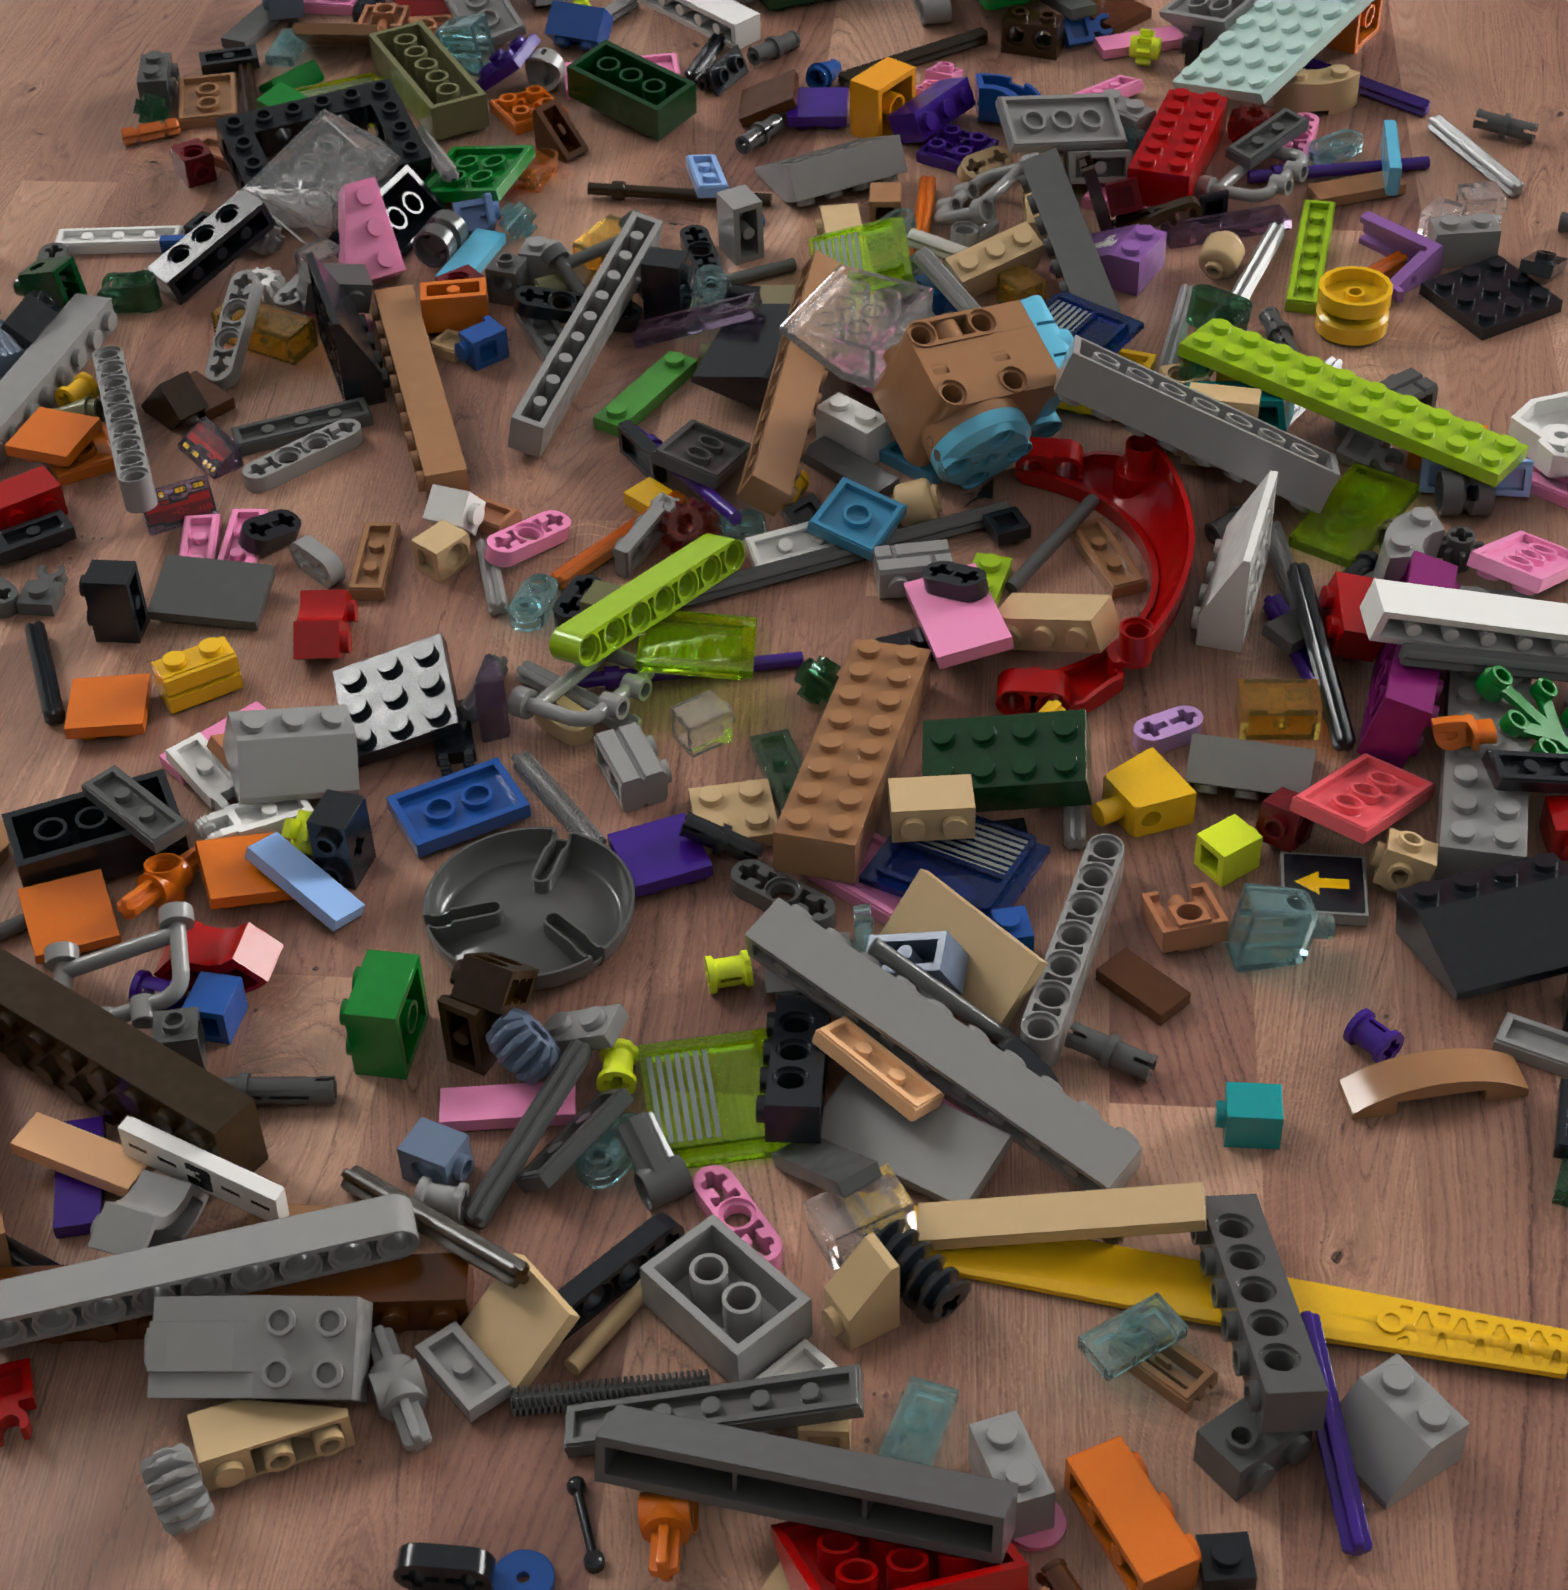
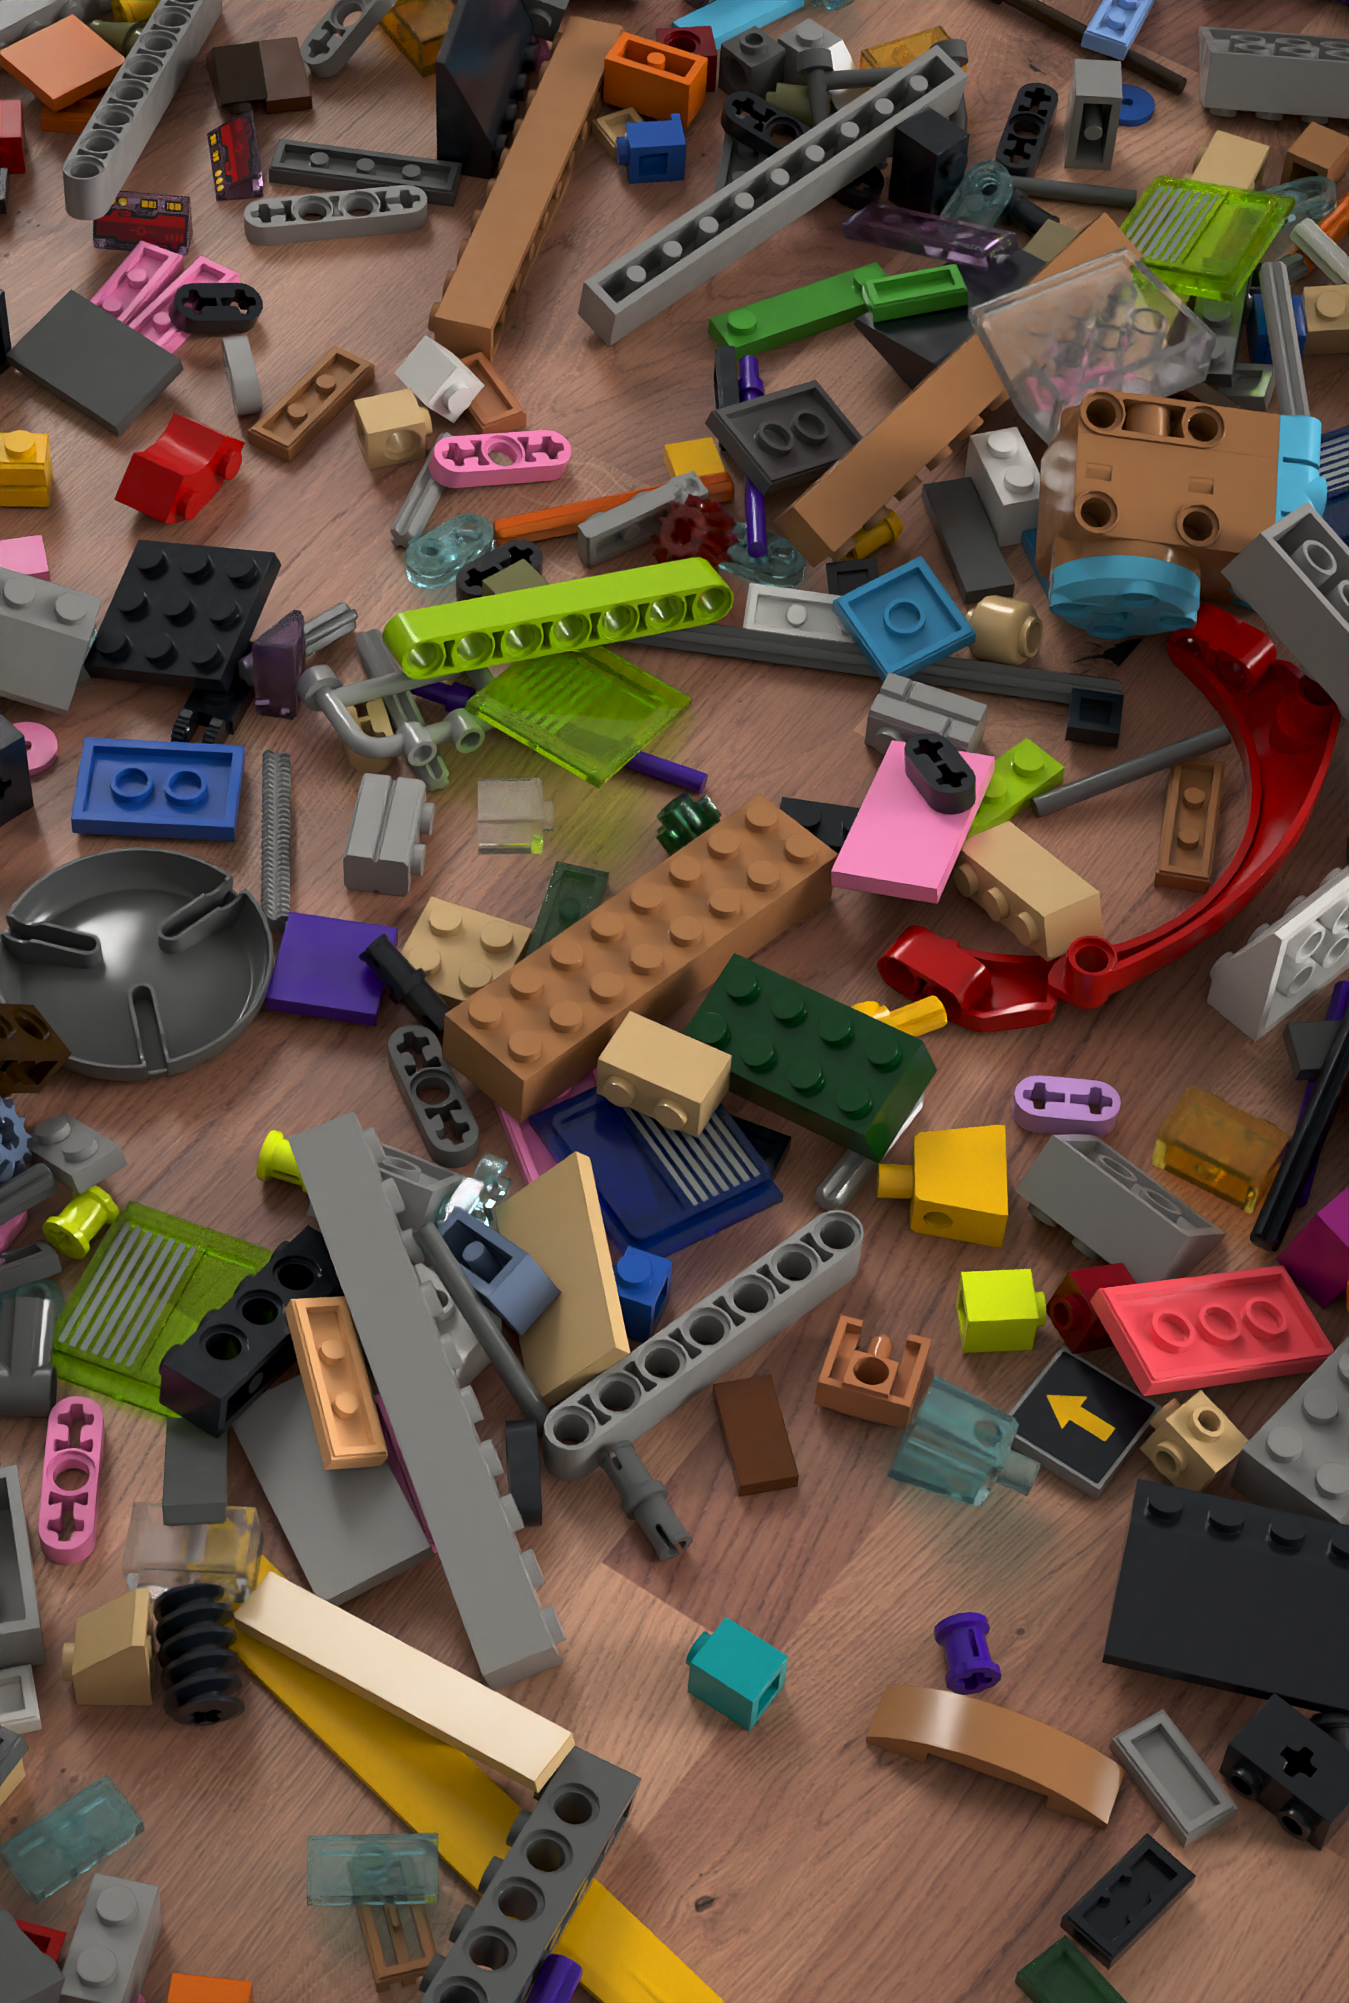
camera: 25 degrees right, 10 degrees up
(719, 347) = (914, 293): none -> bright green tile

